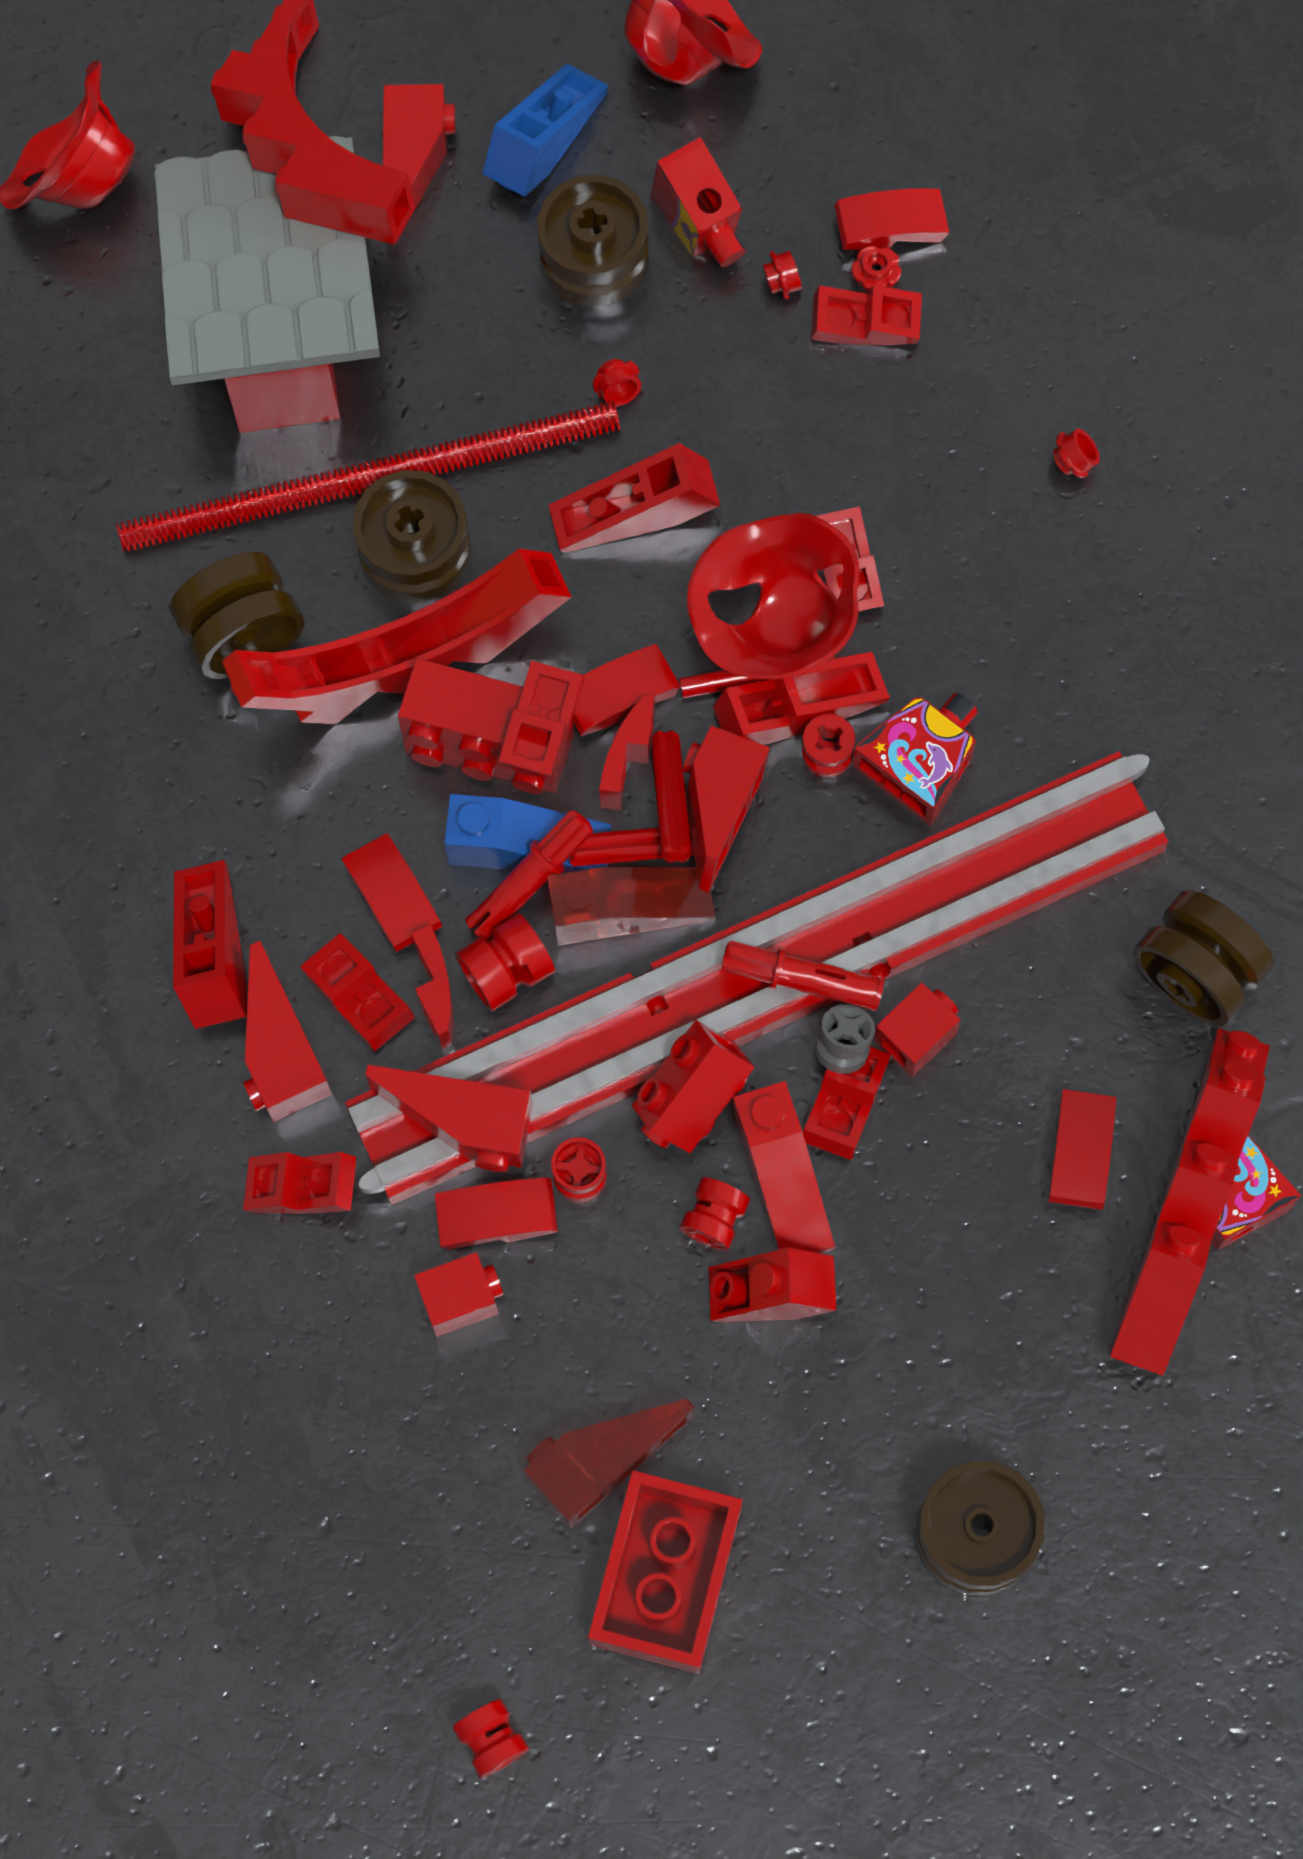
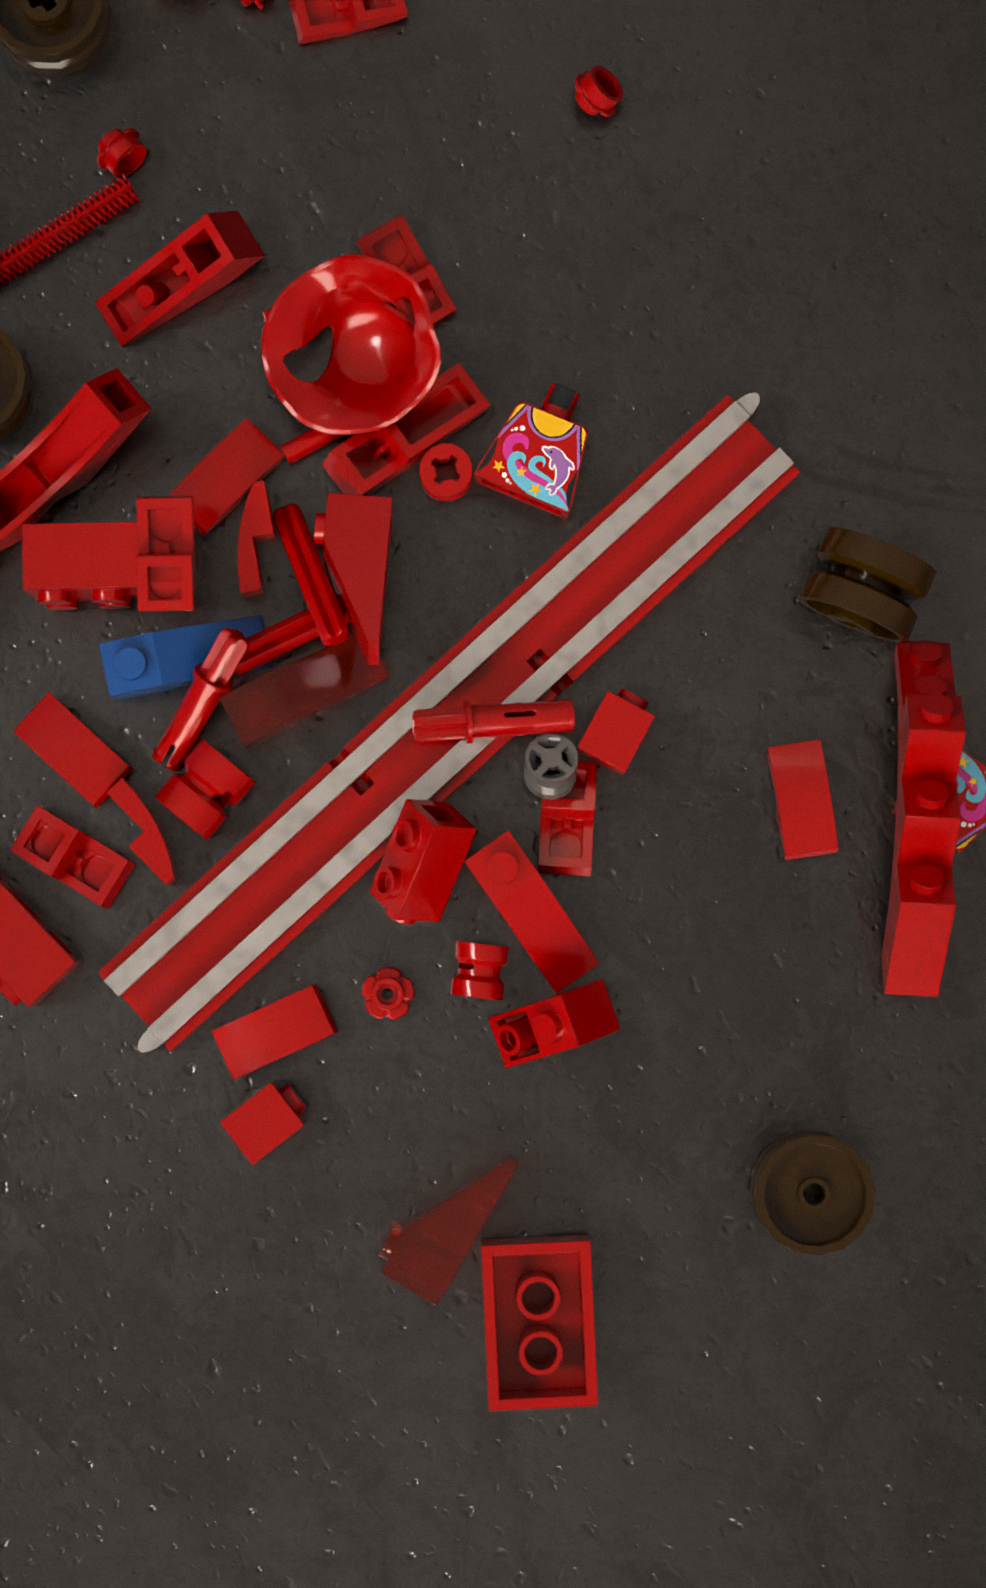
camera: 25 degrees left, 15 degrees up
(299, 1184) = (82, 1062): red slope -> none
(470, 1116) = (223, 960): red slope -> none
(497, 1750) = (436, 1524): red wheel -> none
(579, 1158) = (339, 968): red wheel -> none
(621, 1225) = (387, 979): none -> red plate

